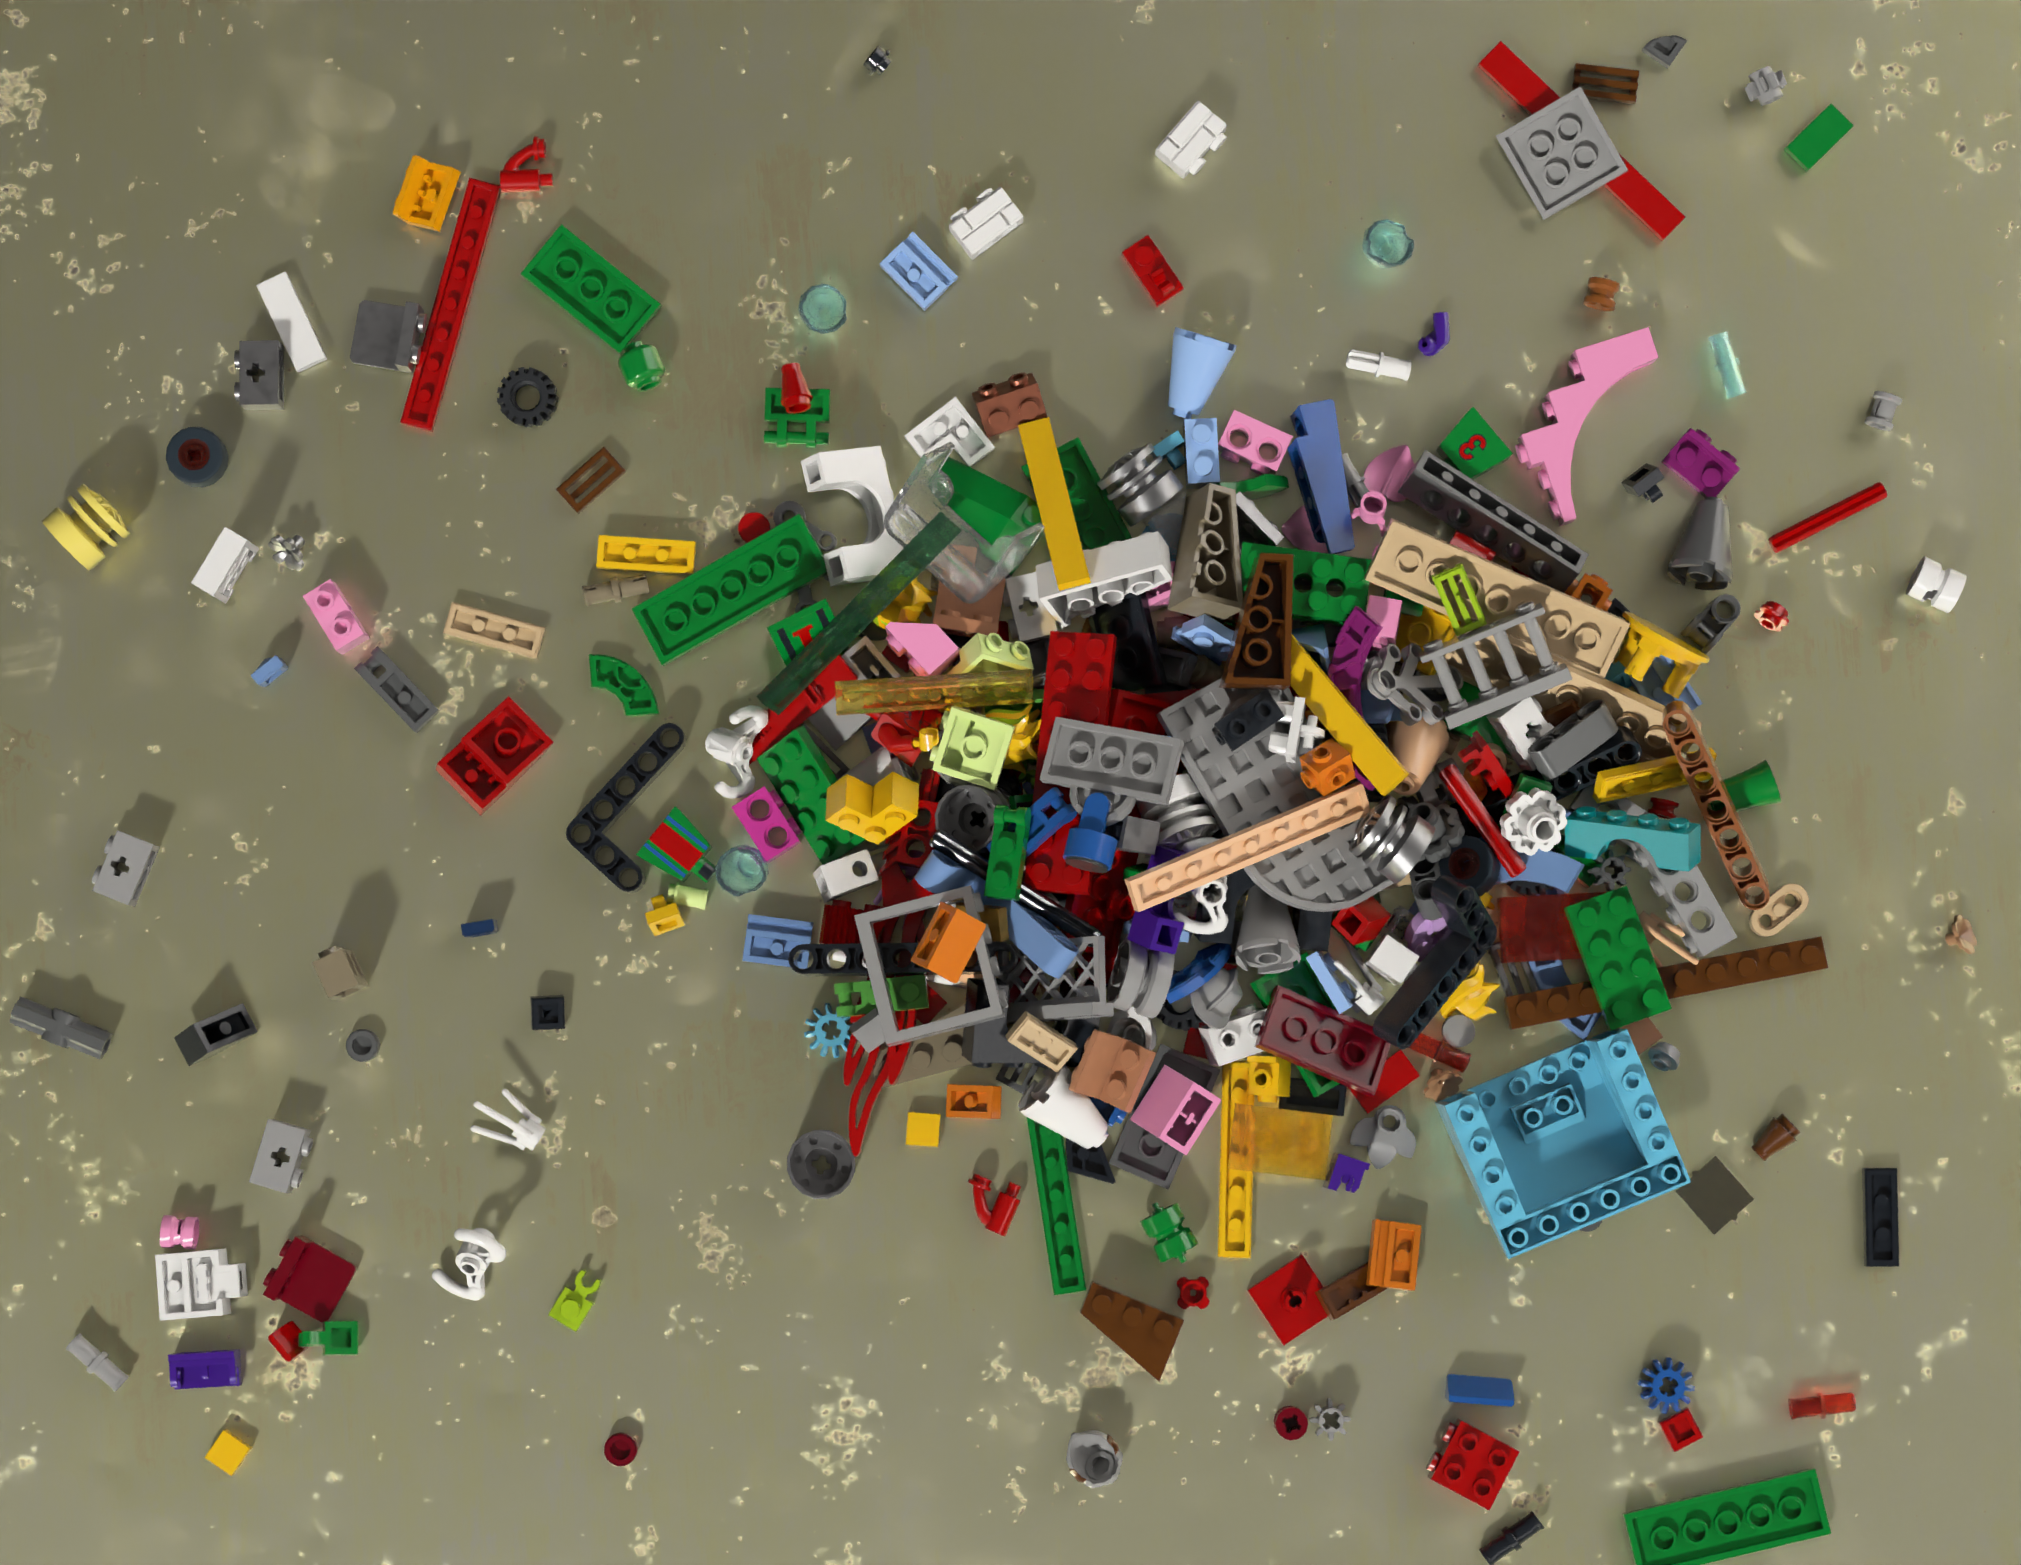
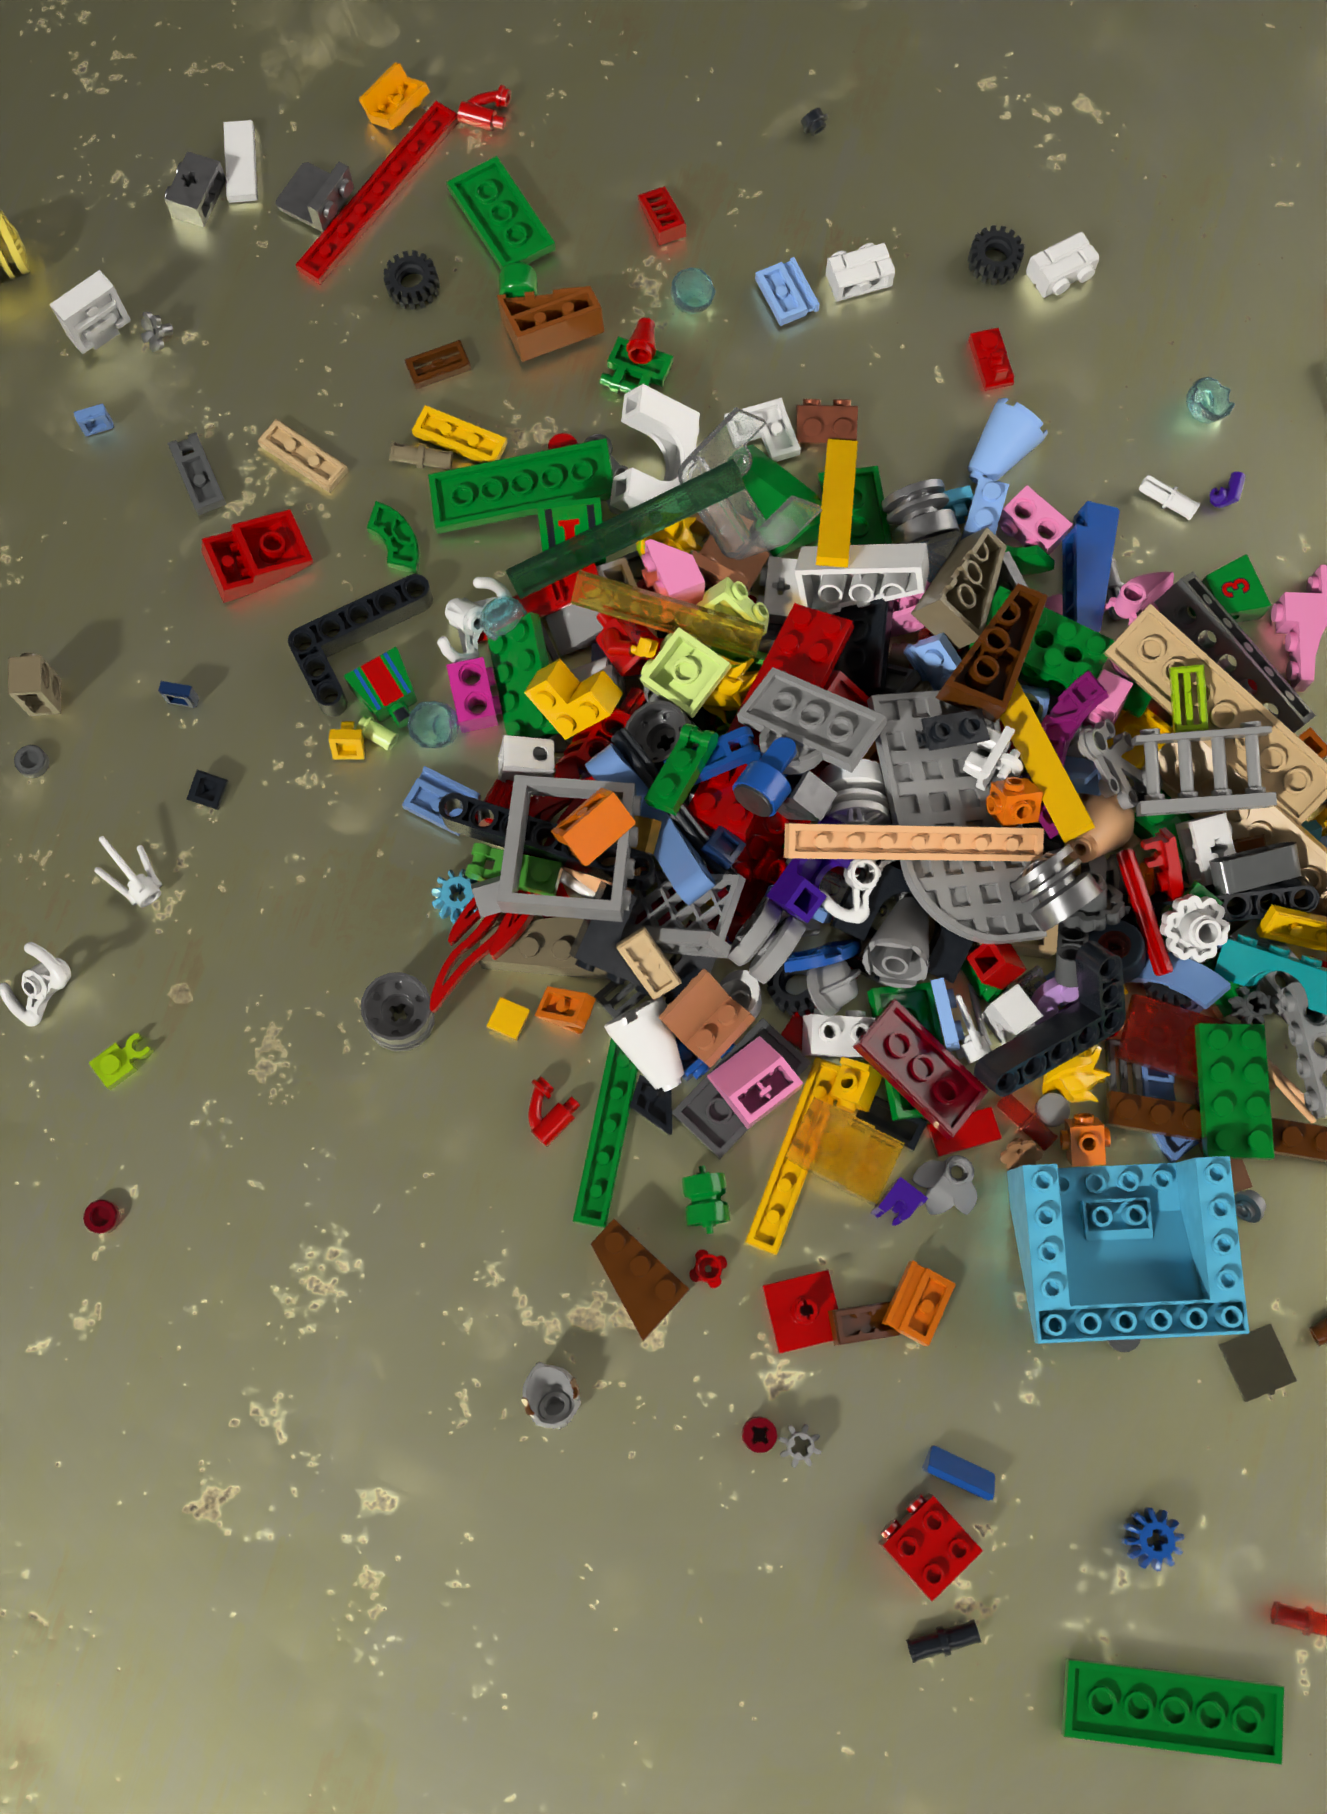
camera: 20 degrees right, 10 degrees down
(205, 465) = (112, 233): black wheel -> none
(336, 617) = (170, 394): bright pink brick -> none
(689, 397) = (550, 320): none -> dark orange wedge
(768, 741) = (501, 616): none -> clear light blue hair
(772, 246) = (668, 232): none -> red slope
(1072, 910) = (723, 847): none -> dark blue tile
(1124, 133) = (998, 241): none -> black tyre
(1496, 1051) = (1085, 1140): none -> orange brick
(1680, 1429) = (1152, 1591): red tile -> none

